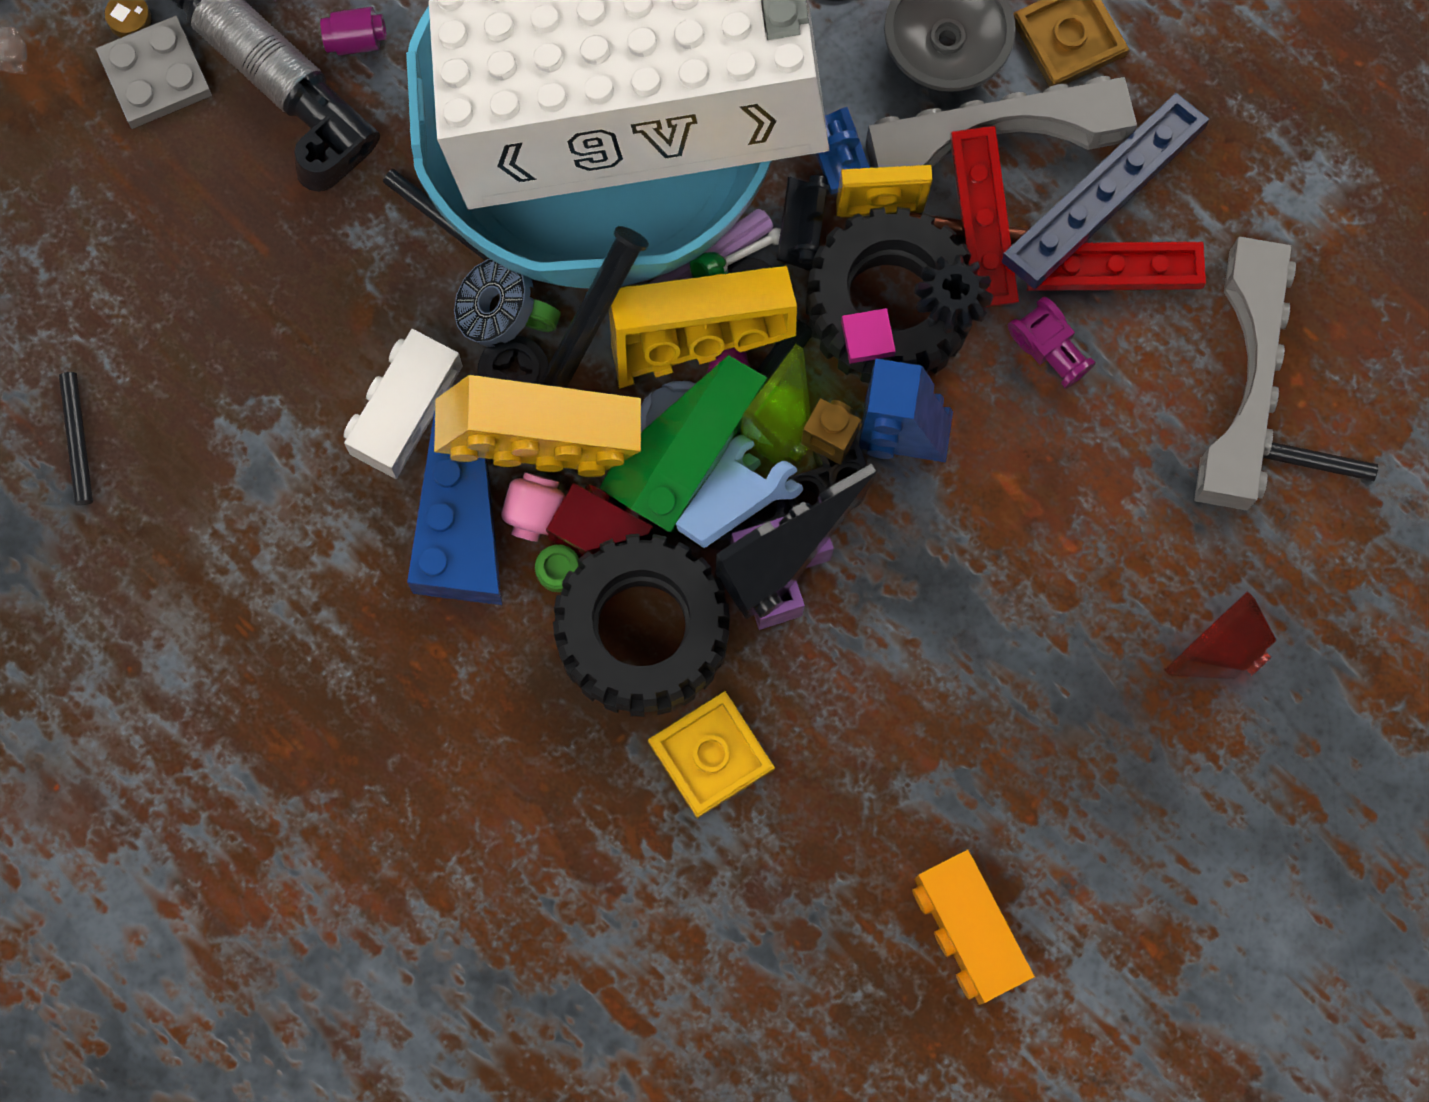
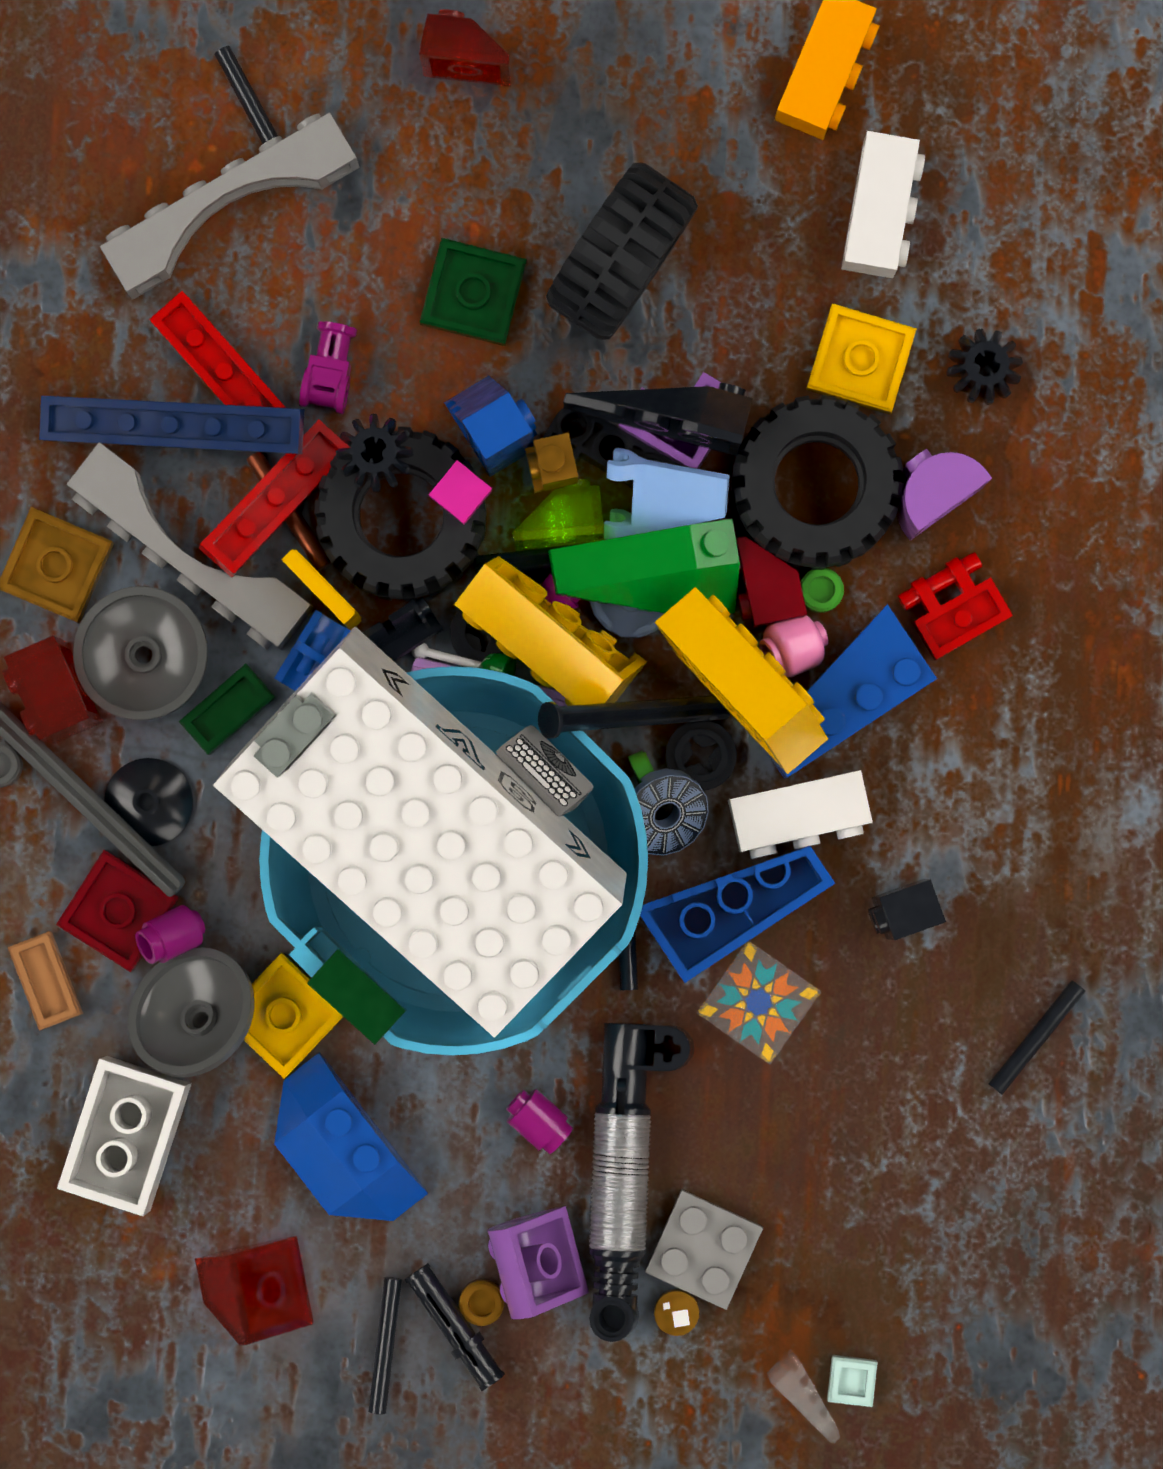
camera: 125 degrees left, 10 degrees up
(255, 411) = (906, 910): none -> black brick
(292, 260) = (758, 1002): none -> clear tile
(377, 282) = (725, 913): none -> blue wedge
(439, 654) = (961, 618): none -> red plate
(553, 711) = (936, 488): none -> medium lavender brick
(596, 208) = (545, 770): none -> slope
(625, 827) = (998, 362): none -> black gear
(819, 873) = (882, 205): none -> white brick
(854, 66) = (227, 709): none -> dark green tile
(955, 615) = (621, 251): none -> black tyre
(1021, 502) = (473, 291): none -> dark green tile

